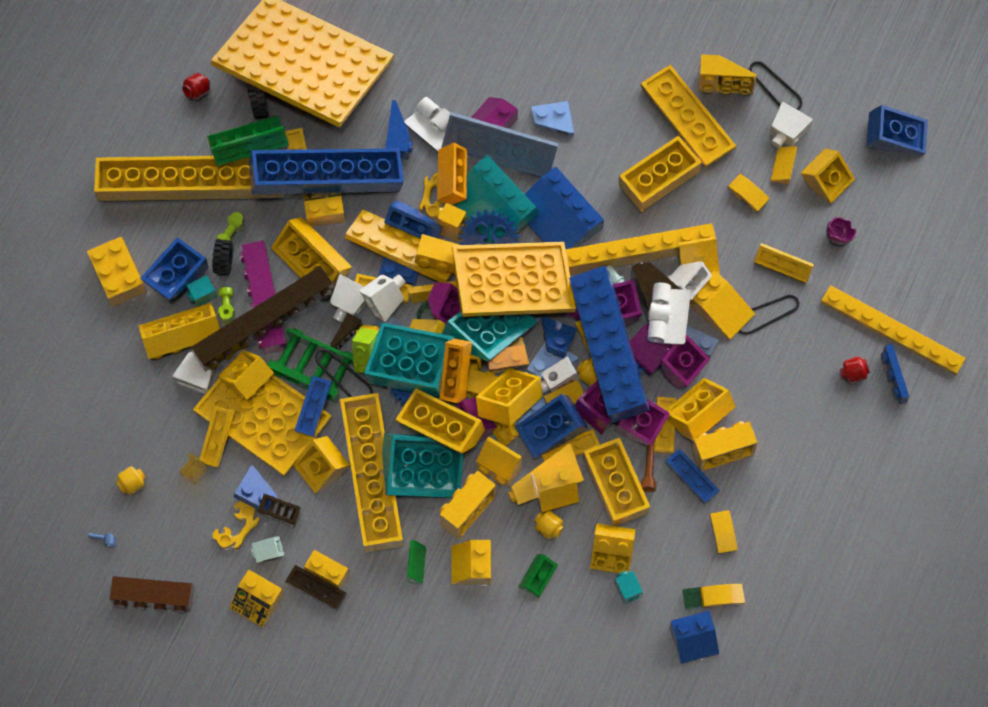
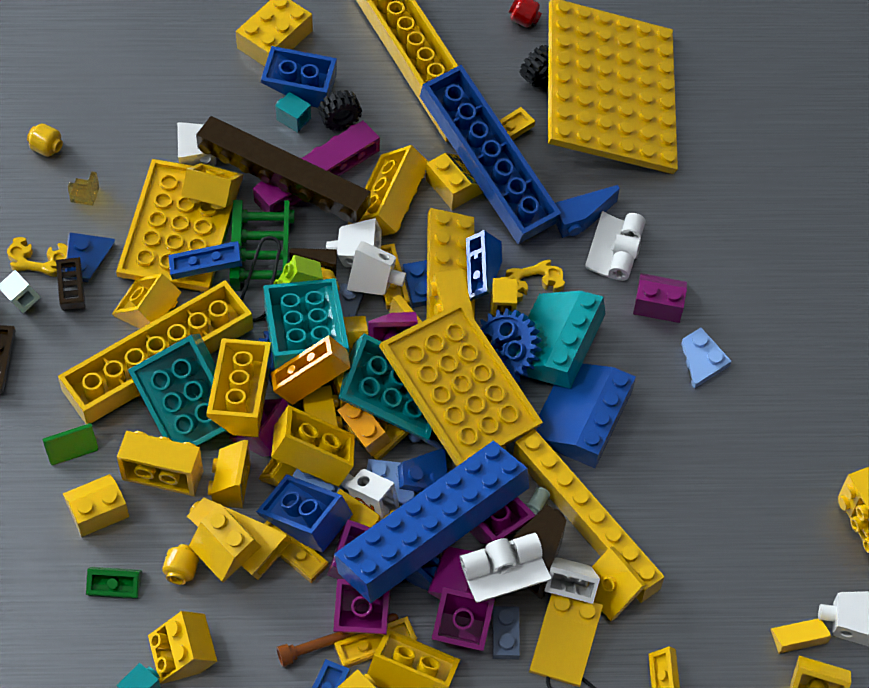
camera: 60 degrees right, 10 degrees down
(178, 330) = (232, 105): yellow slope -> none
(216, 436) = (129, 190): yellow plate -> none
(226, 311) = (283, 141): lime leg -> none
(235, 225) = (389, 110): lime leg -> none
(241, 140) = (487, 74): green fence -> none
(327, 569) = (19, 359): yellow brick -> none
(452, 174) = (562, 277): light orange brick -> none
(501, 144) = (627, 308): sand blue plate -> none
(616, 482) = (267, 613): yellow brick -> none
(659, 173) = (697, 493): yellow brick -> none
(688, 116) = (794, 498): yellow plate -> none
(748, 191) = (736, 608): yellow slope -> none

